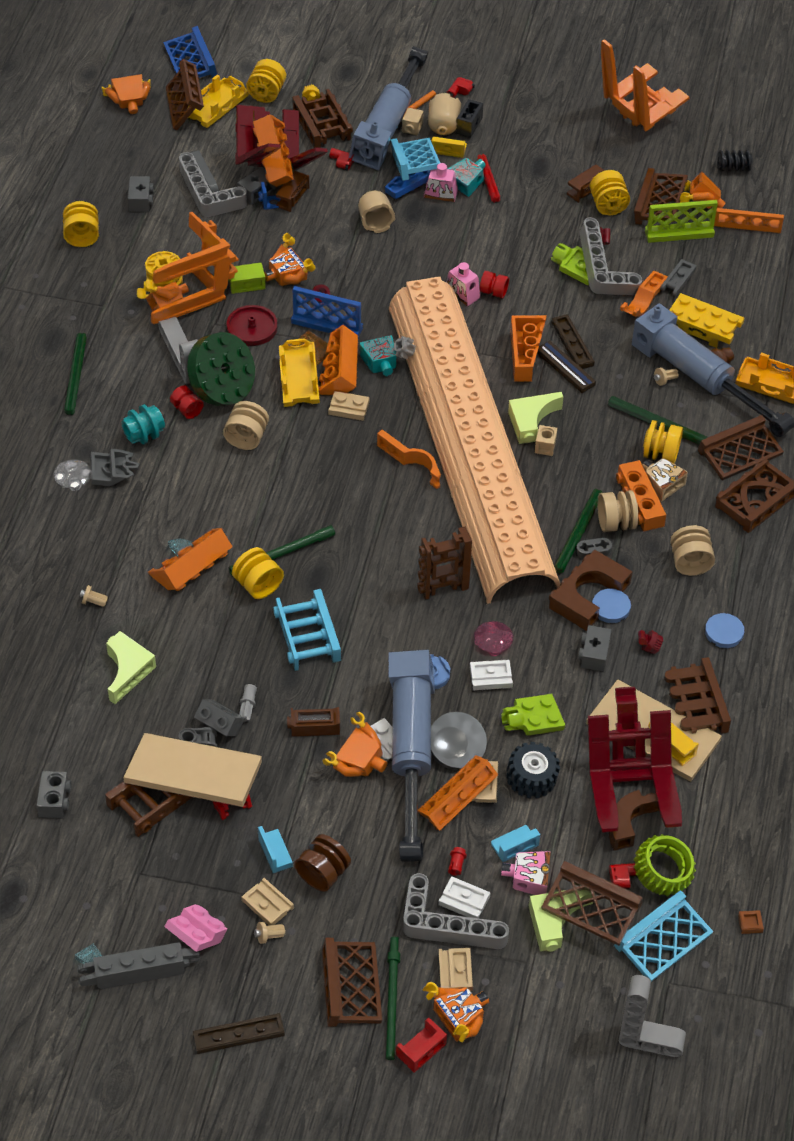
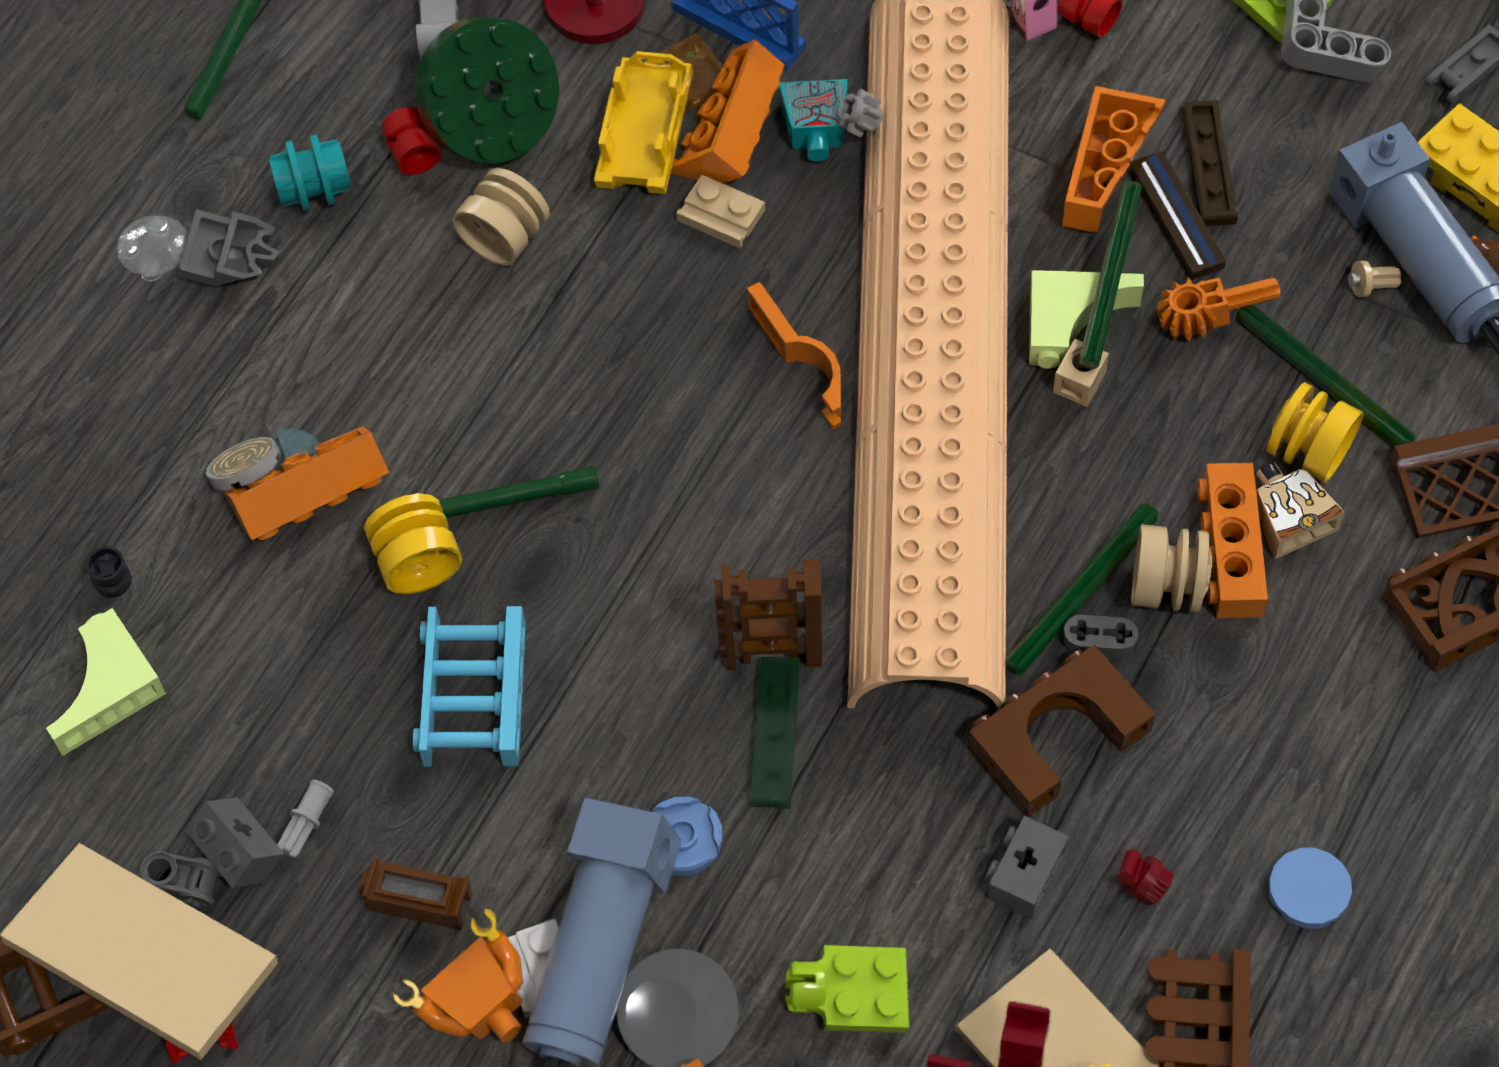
camera: 20 degrees right, 10 degrees up
(93, 597) = (95, 517): tan piece -> none
(109, 618) = (108, 572): none -> black wheel
(161, 554) = (243, 463): none -> tile
(458, 620) = (775, 733): none -> clear green tile
(491, 674) = (797, 874): white plate -> none
(493, 637) = (832, 789): clear pink dish -> none
(547, 393) = (1110, 274): none -> dark green axle
(594, 400) = (1208, 304): none -> orange gear
(613, 605) = (1094, 774): medium blue tile -> none
(644, 295) = (1387, 90): orange piece -> none
(692, 550) = (1296, 694): tan wheel -> none

